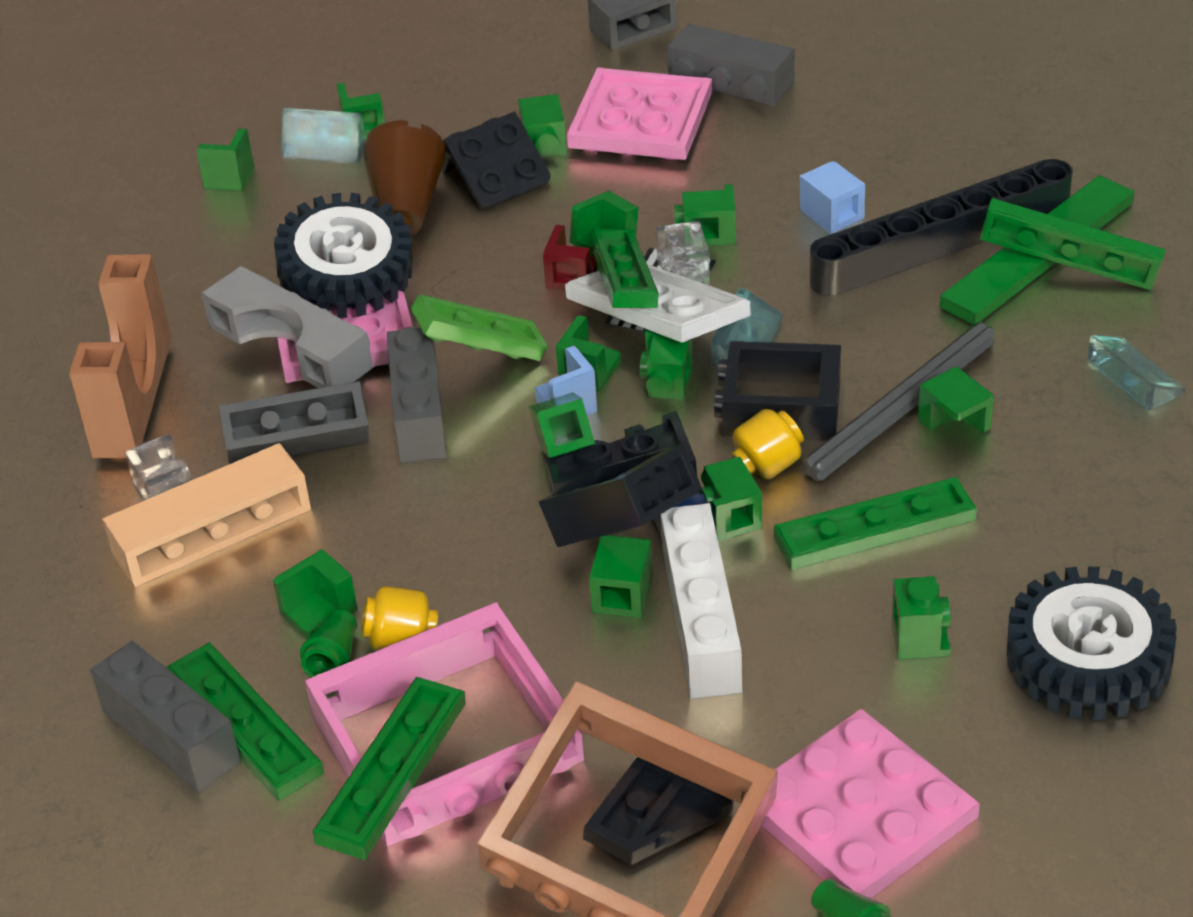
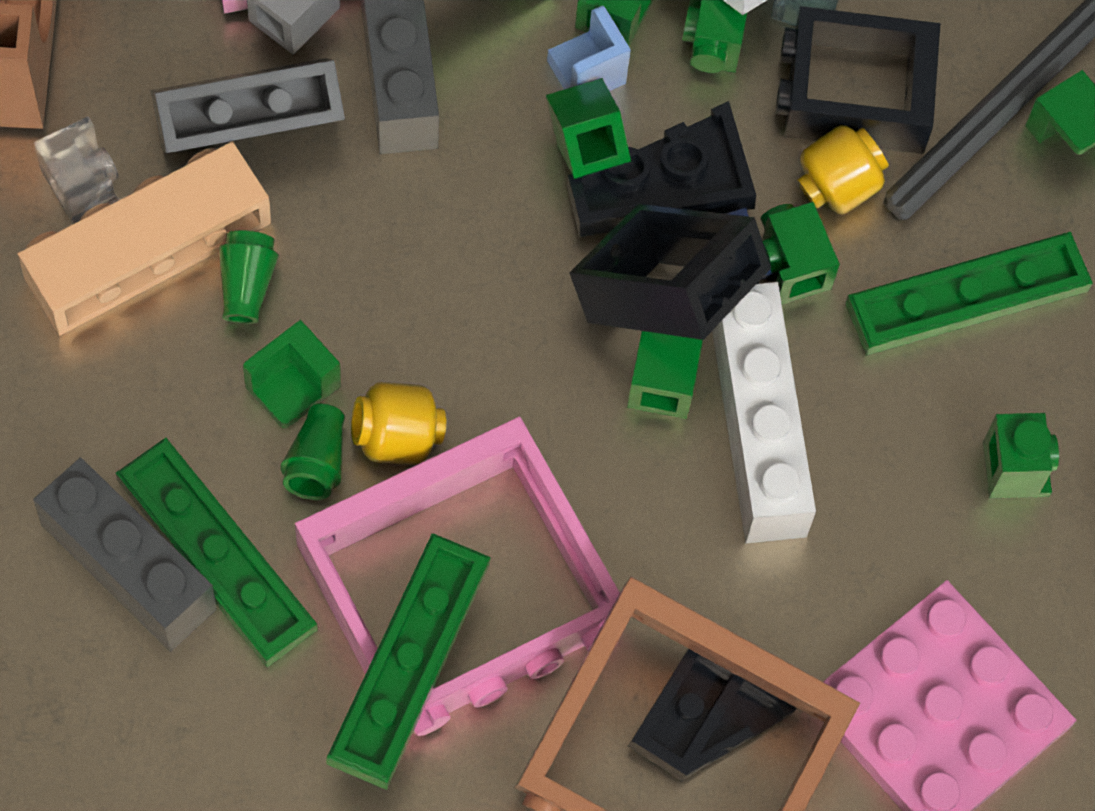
camera: 10 degrees left, 25 degrees up
(285, 531) = (246, 271): none -> green cone

